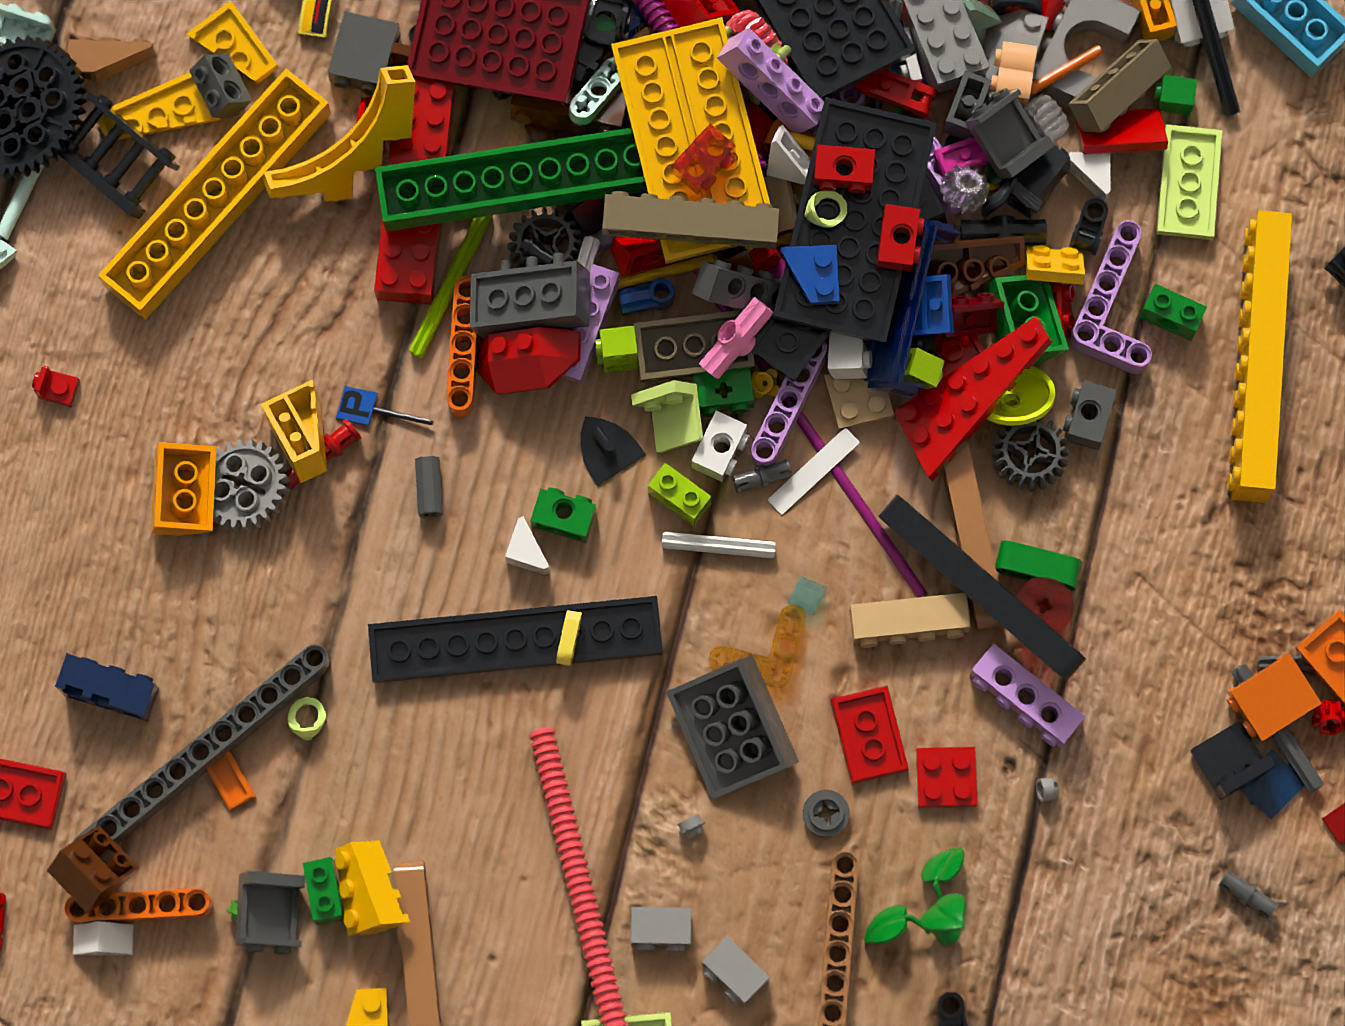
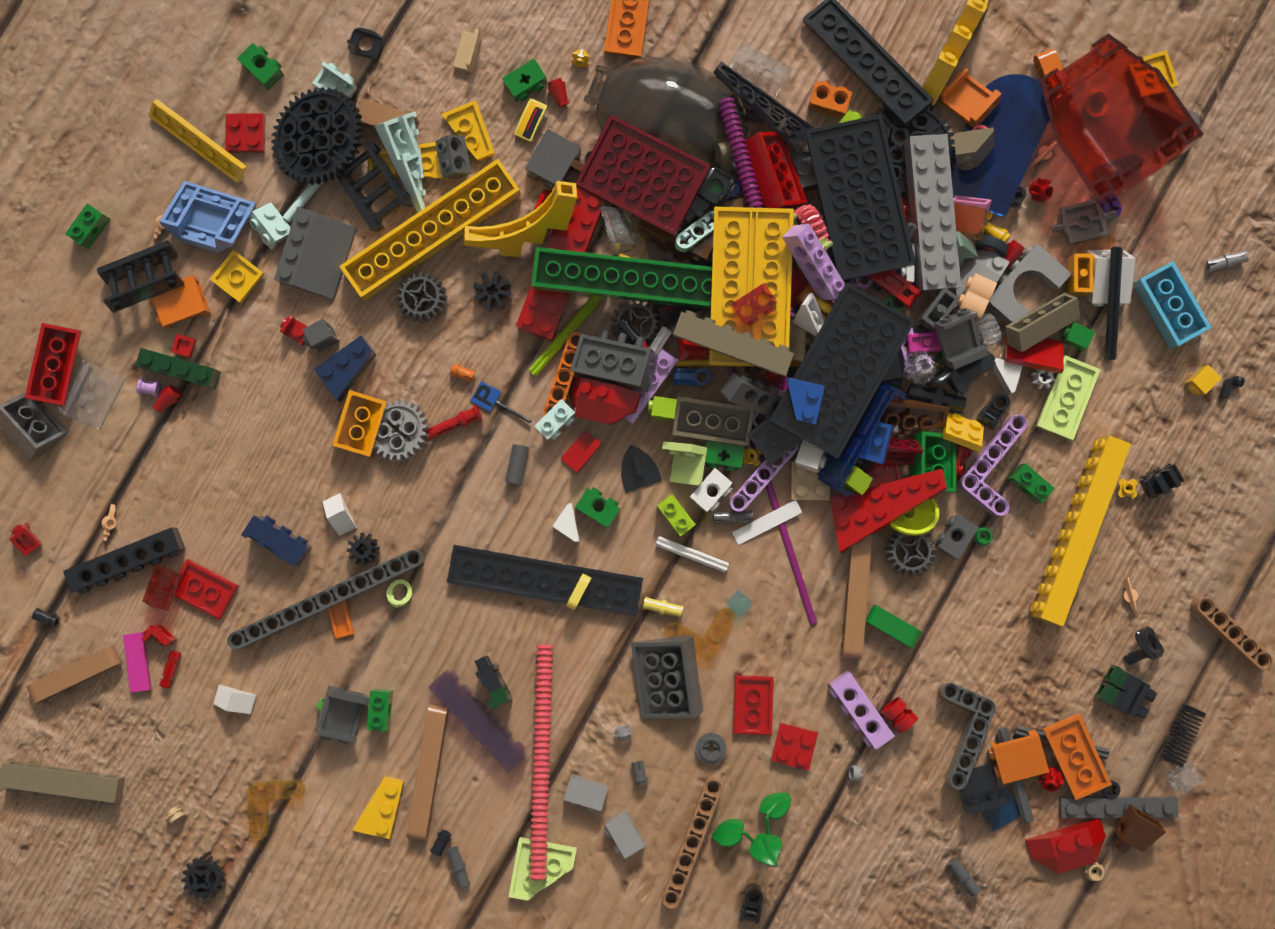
camera: 15 degrees right, 10 degrees up
(55, 272) = (314, 253): none -> dark grey slope
(92, 868) = (235, 658): reddish brown slope -> none
(95, 381) = (320, 335): none -> dark grey brick
(141, 85) = (400, 141): none -> light aqua wedge
(142, 415) = (345, 367): none -> dark blue wedge
(153, 910) = (252, 686): orange beam -> none
(189, 630) = (339, 515): none -> white slope
(203, 287) = (419, 305): none -> dark grey gear
(227, 664) = (358, 544): none -> black gear
(298, 427) = (442, 405): yellow wedge -> none
(318, 252) = (489, 286): none -> black gear
(321, 380) = (462, 372): none -> orange pin
(366, 890) = (406, 718): yellow wedge -> none
(468, 408) = (555, 420): none -> light aqua bracket
(472, 866) = (478, 720): none -> clear purple brick
(479, 801) = (492, 681): none -> black hips
(481, 119) = (617, 230): none -> clear slope
(517, 444) = (581, 451): none -> red panel
(698, 630) = (663, 607): none -> light yellow pin
(731, 878) = (639, 773): none -> dark grey pin
(736, 338) = (741, 427): bright pink piece -> none
(810, 212) = (814, 359): yellowish green piece -> none
(858, 159) = (856, 334): red brick -> none
(899, 220) = (876, 384): red brick -> none
(909, 619) = (800, 638): tan brick -> none
(982, 588) = (853, 636): black beam -> none
(1052, 595) = (898, 661): clear red brick -> none
(1065, 69) = (1011, 301): orange bar -> none
(1085, 688) = (899, 715): none -> red wheel
(1131, 398) = (983, 541): none -> green plate
(1138, 165) = (1038, 380): none -> white gear
(1193, 683) = (969, 731): none -> dark grey beam
(1308, 290) = (1122, 492): none -> yellow plate

